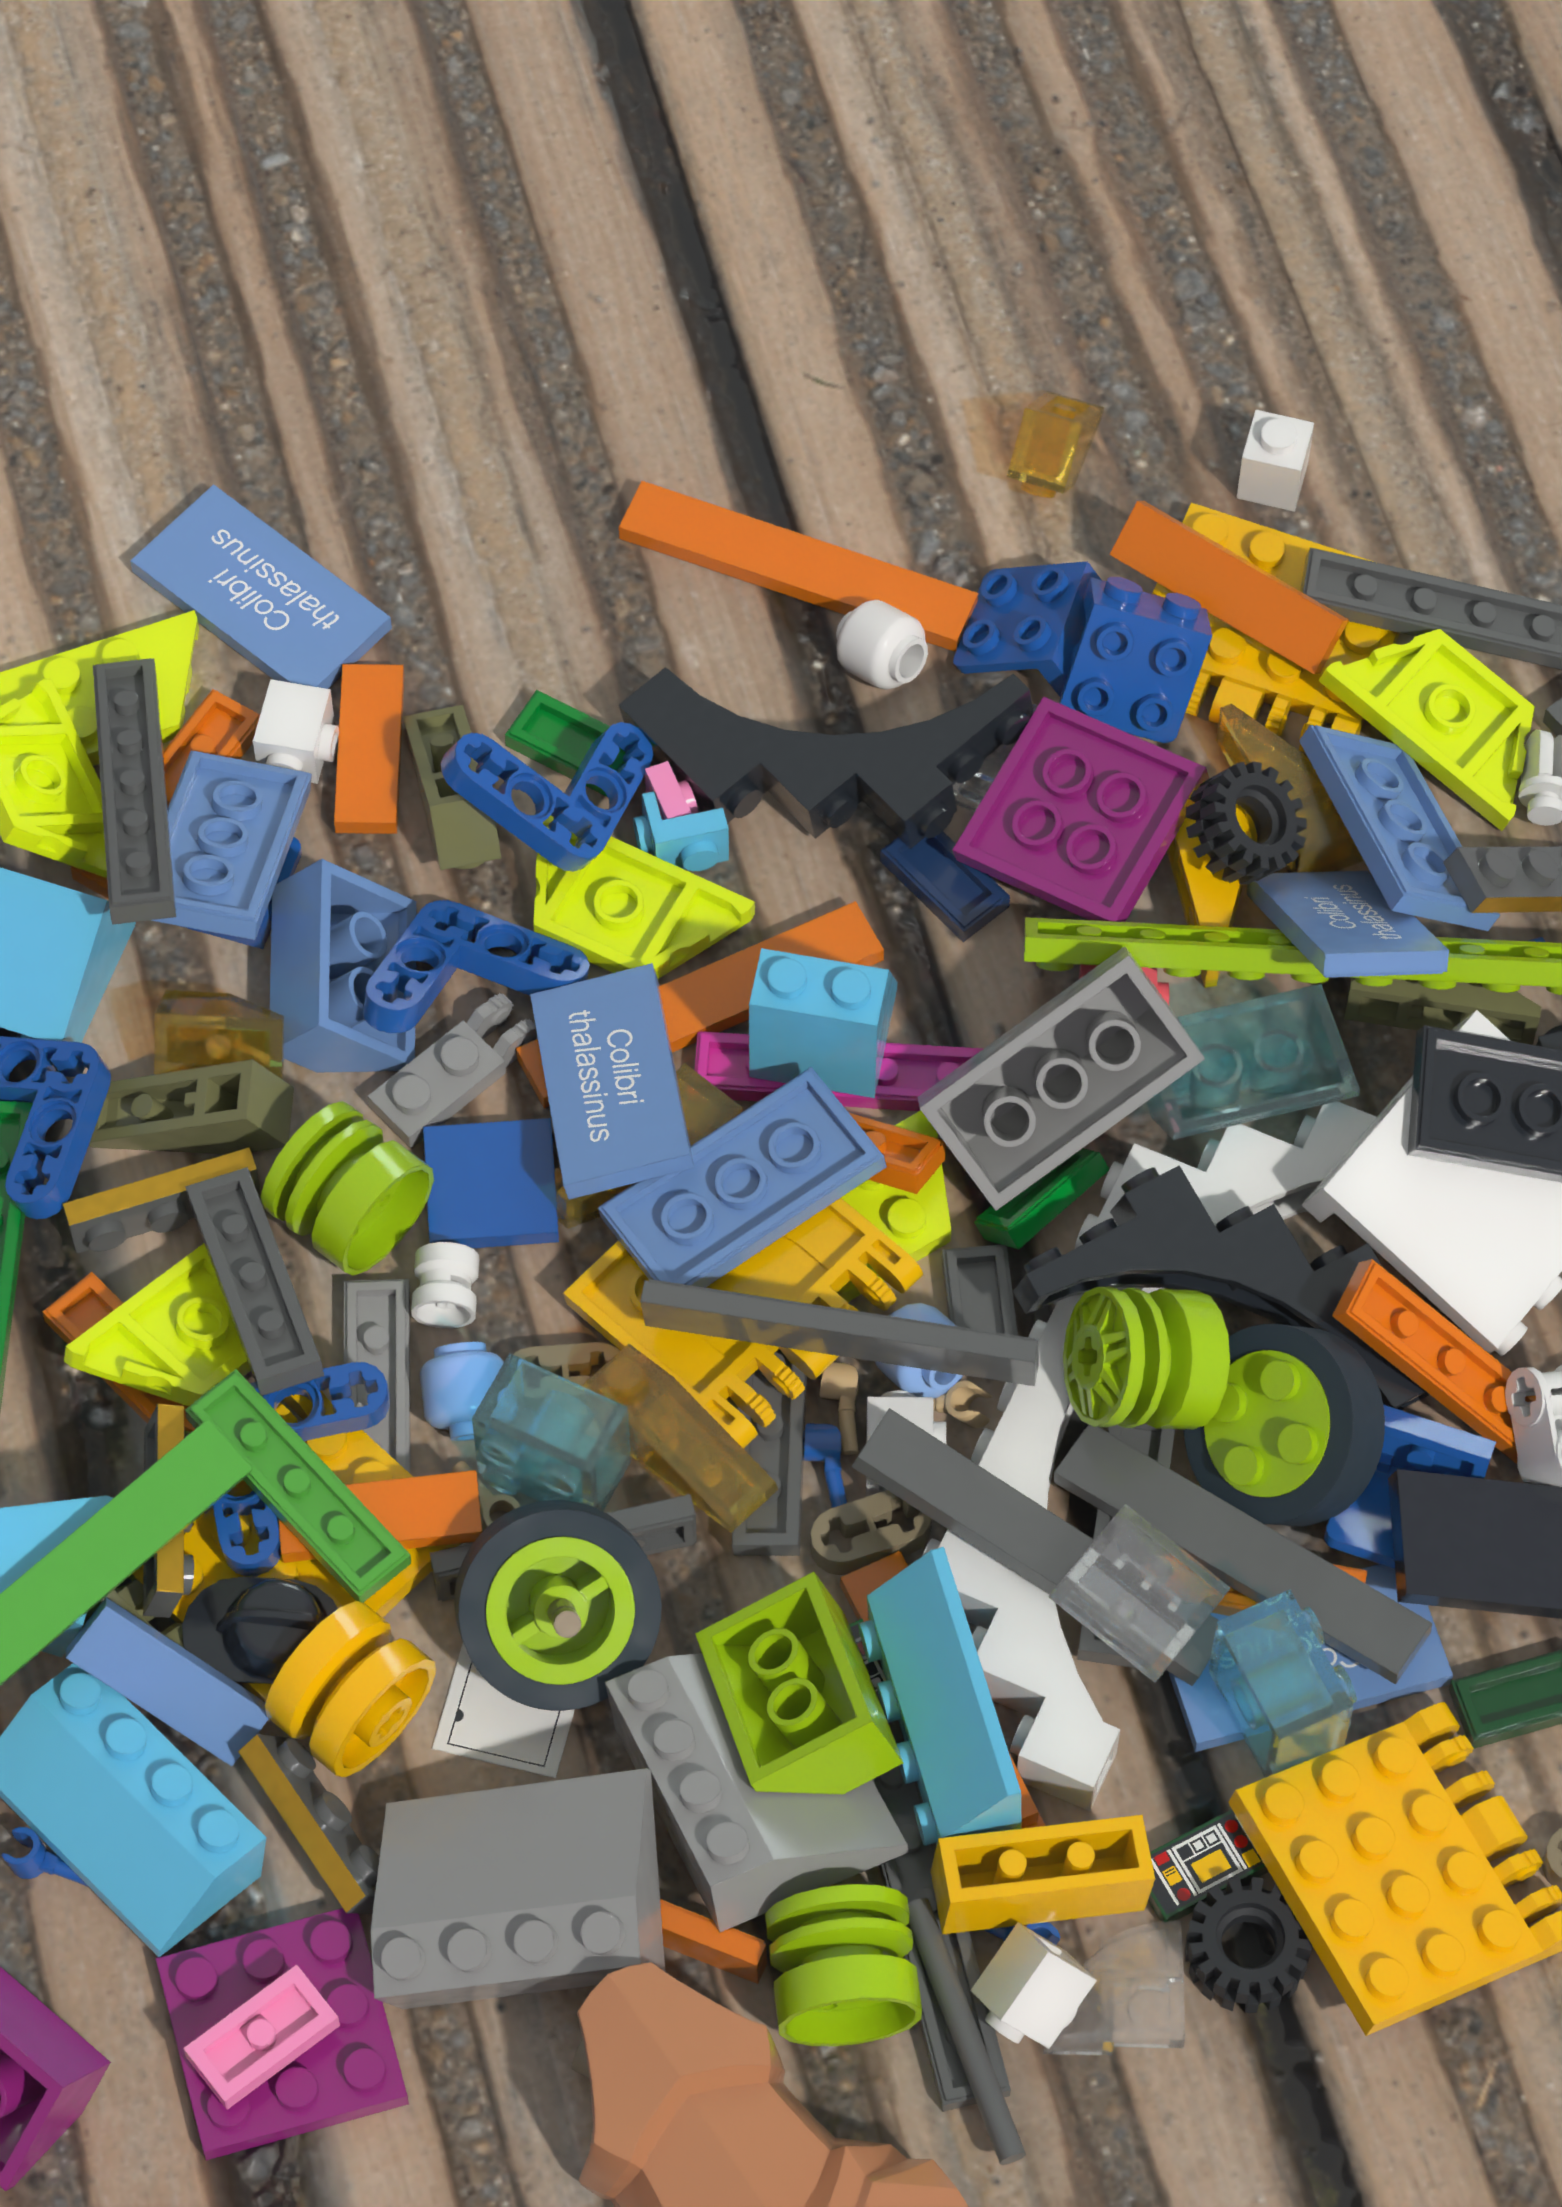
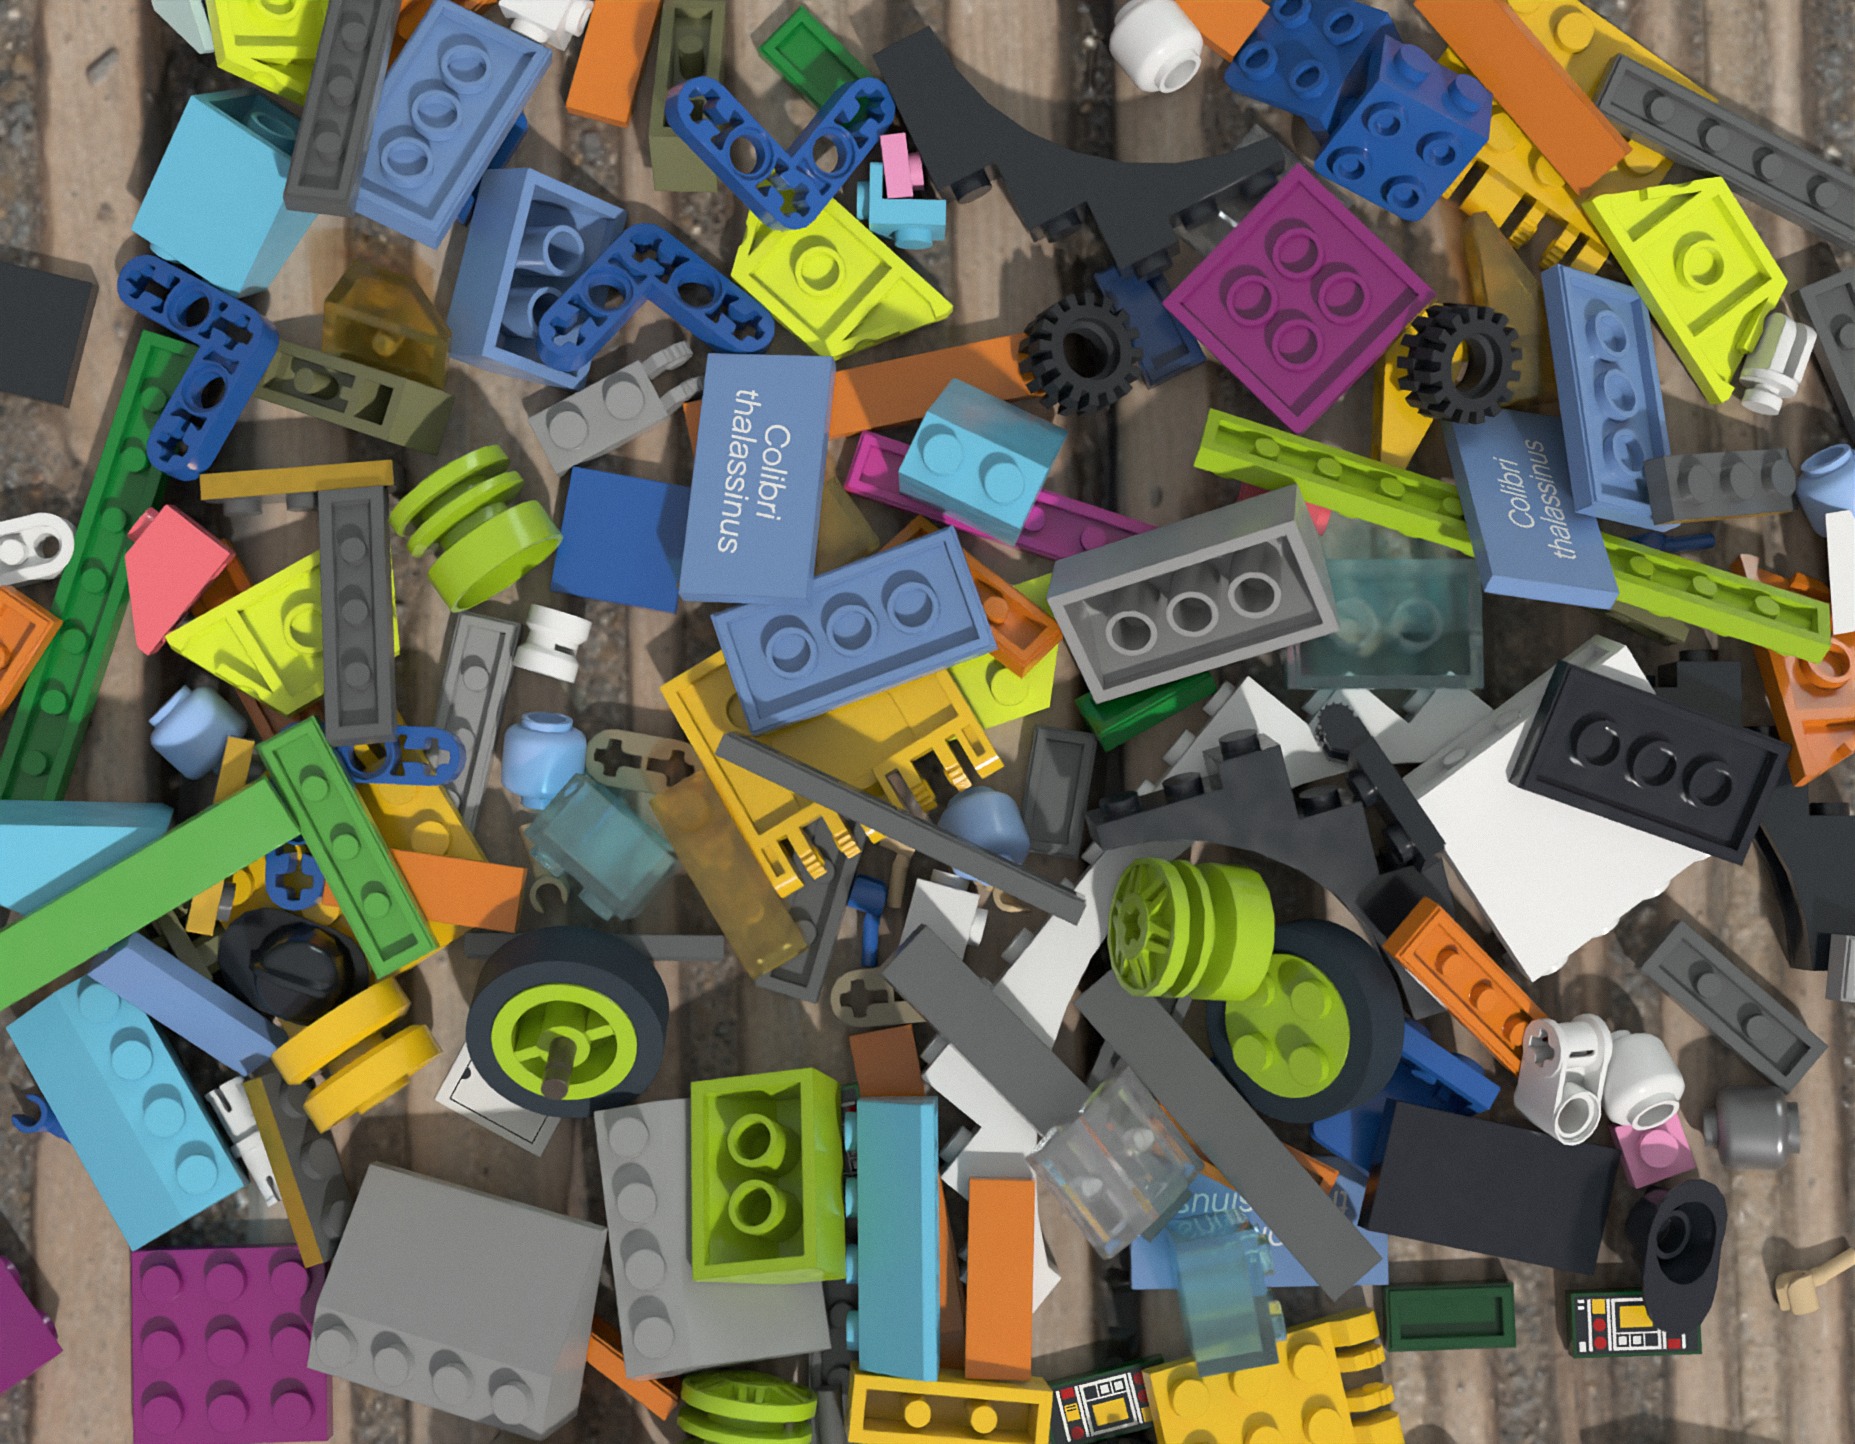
camera: 10 degrees right, 25 degrees up
(54, 1294) = (169, 571): none -> coral slope
(106, 1445) = (194, 729): none -> light blue head
(261, 2037) = (198, 1373): bright pink plate -> none
(267, 1819) = (239, 1122): none -> white pin
(904, 893) = (1106, 336): none -> black tyre
(1056, 1730) = (999, 1278): none -> orange tile
(1298, 1193) = (1378, 784): none -> black hinge

